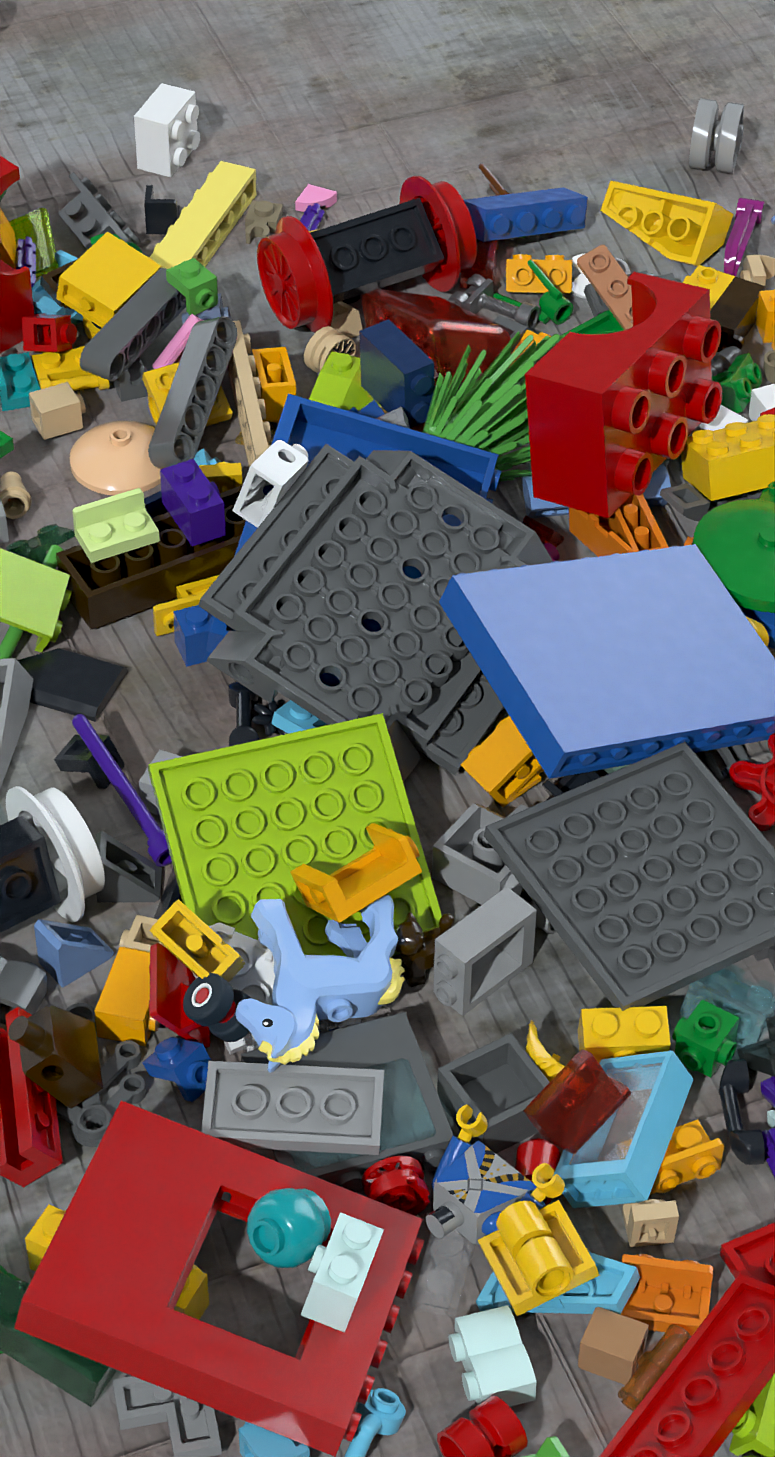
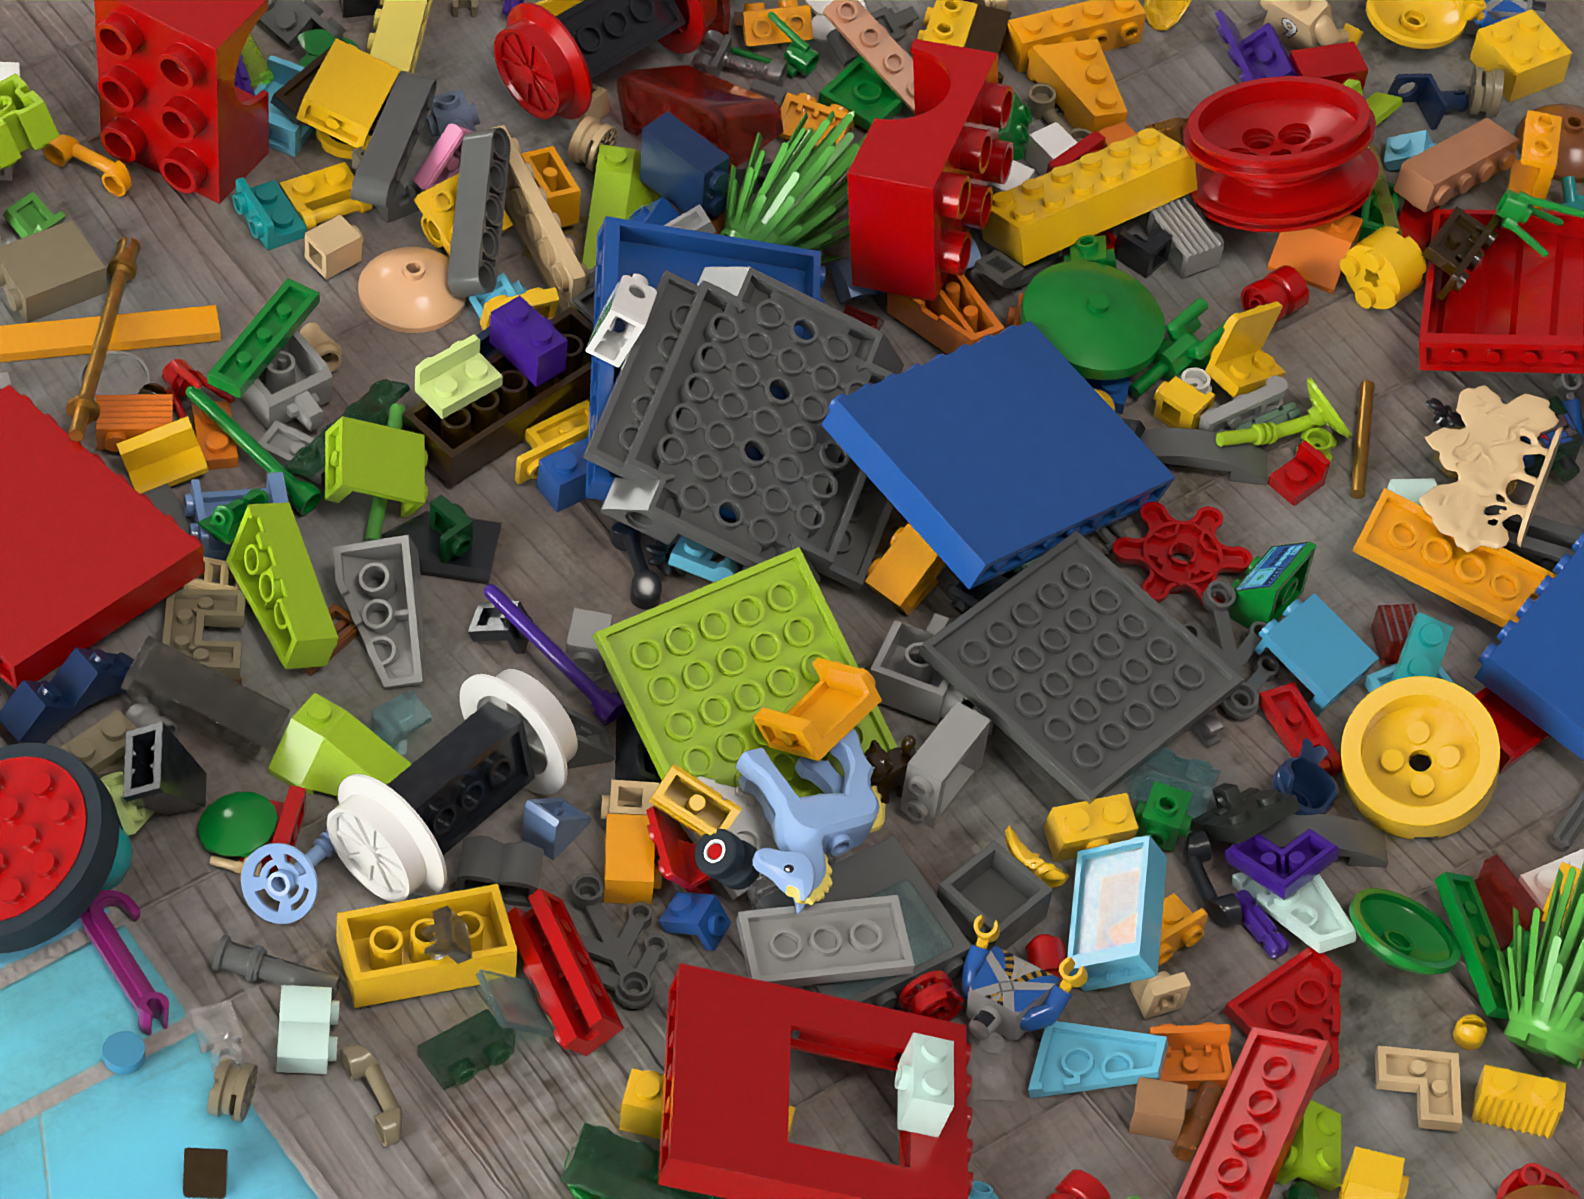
camera: 20 degrees left, 5 degrees up
(54, 332) = (287, 164): red brick -> none
(59, 1053) = (588, 915): dark brown torso -> none
(70, 663) = (453, 526): none -> dark green bracket
(195, 284) = (443, 87): bright green bracket -> none
(288, 1226) = (870, 1053): teal piece -> none
(493, 1357) = (1059, 1136): light aqua brick -> none
(536, 1254) = (1076, 1040): yellow plate -> none
(576, 1103) = (1073, 897): clear red panel -> none

